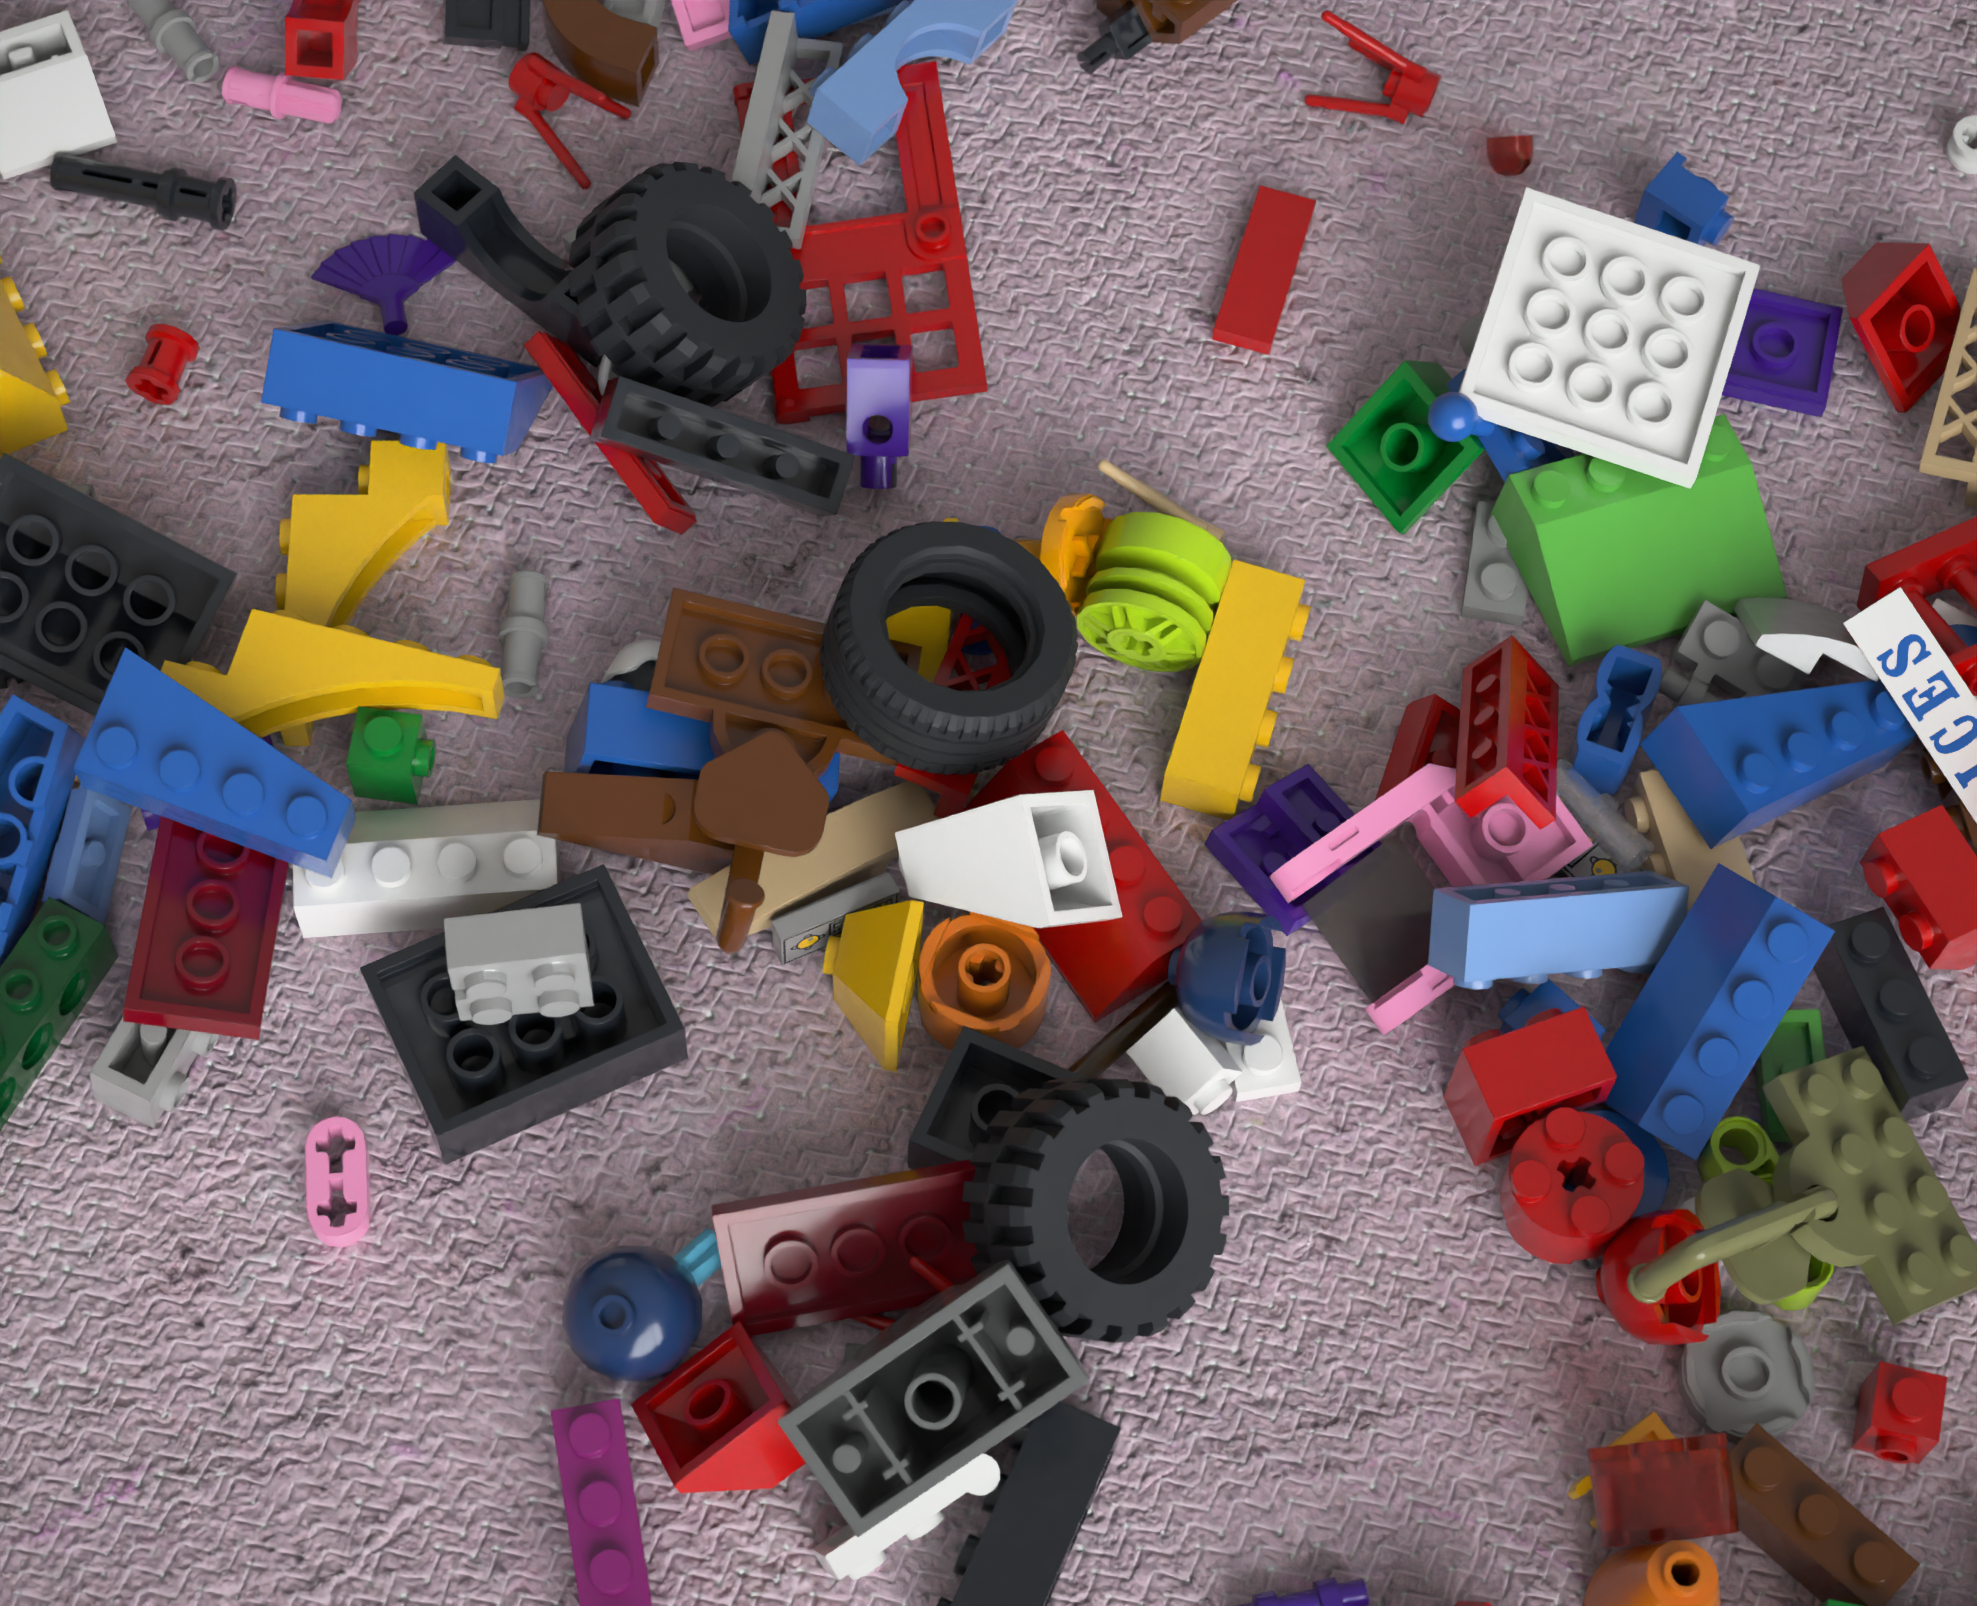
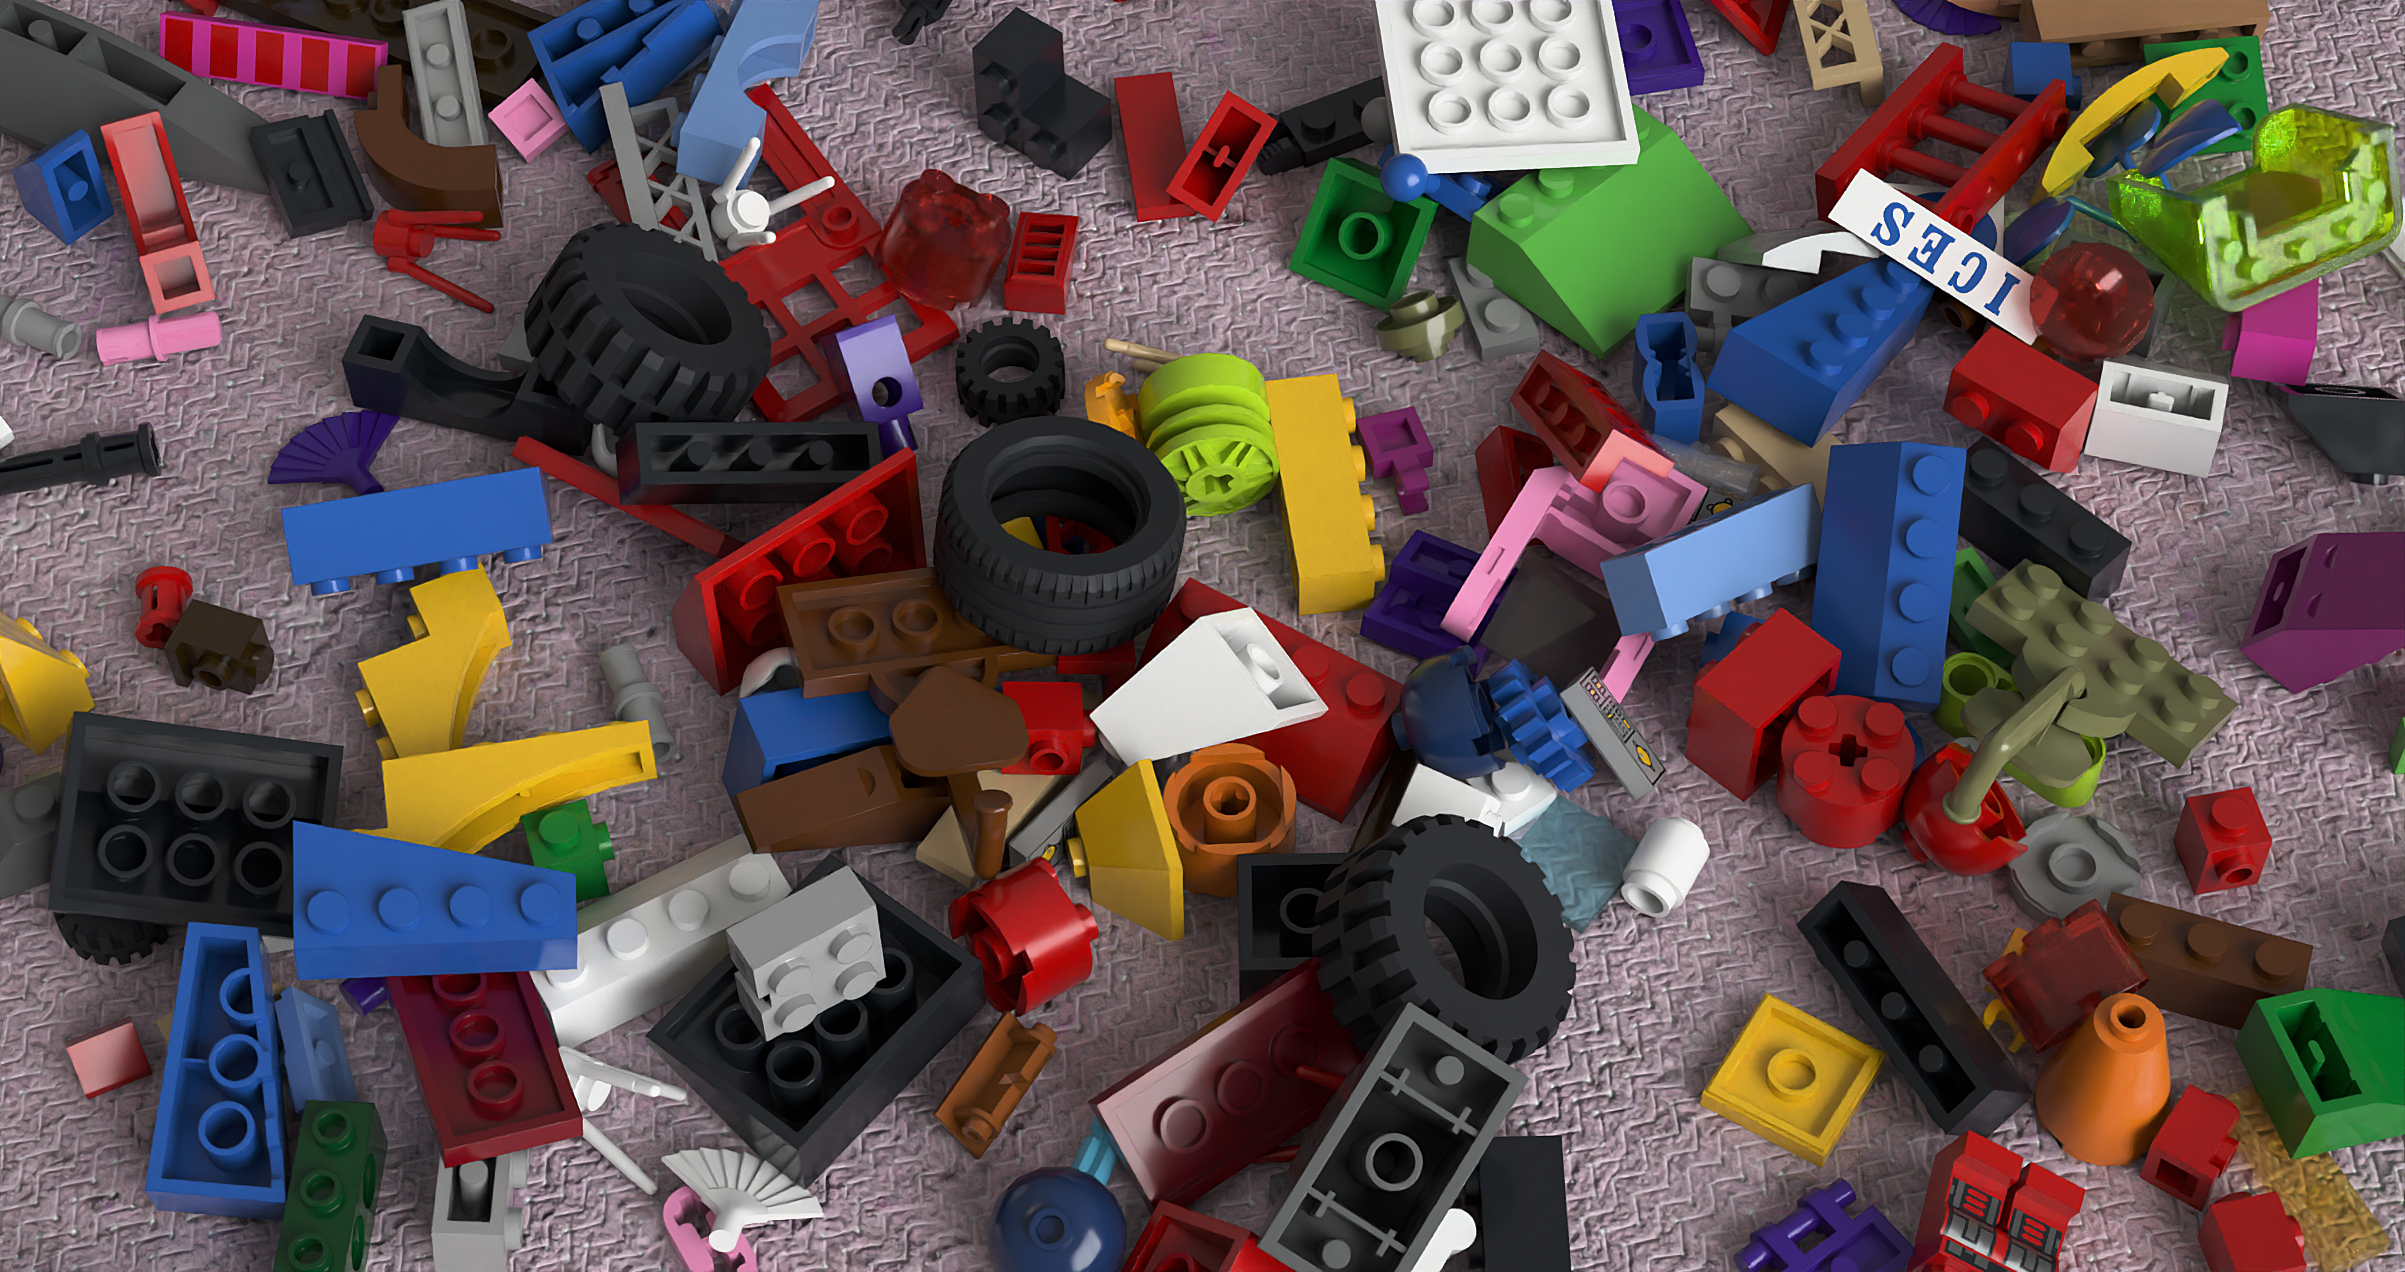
camera: 20 degrees left, 10 degrees down
(189, 425) = (219, 649): none -> dark brown brick
(304, 979) = (591, 1085): none -> white plant
(384, 1142) = (740, 1191): none -> white hand
(653, 1140) = (995, 1082): none -> dark orange hinge
(741, 1016) = (1025, 936): none -> red brick
(773, 565) = (855, 531): none -> red slope
(852, 187) = (744, 214): none -> white plant
(859, 824) = (1055, 727): none -> red brick
(1011, 294) = (944, 241): none -> clear red brick
(1018, 418) = (1004, 347): none -> black tyre
(1083, 378) = (1041, 292): none -> red slope
(1168, 180) = (1031, 100): none -> black brick
(1282, 1156) = (1579, 857): none -> clear light blue piece
(1310, 312) = (1221, 156): none -> red slope
(1311, 1017) = (1540, 726): none -> blue gear
(1330, 675) = (1399, 448): none -> magenta plate
(1361, 1201) = (1664, 866): none -> white brick
(1374, 1461) = (1793, 1079): none -> yellow tile
(1376, 1053) = (1613, 733): none -> light grey tile
(1414, 560) = (1421, 325): none -> olive plate
(1422, 313) = (1319, 129): none -> black hinge
(1513, 1451) = (1914, 1010): none -> black brick

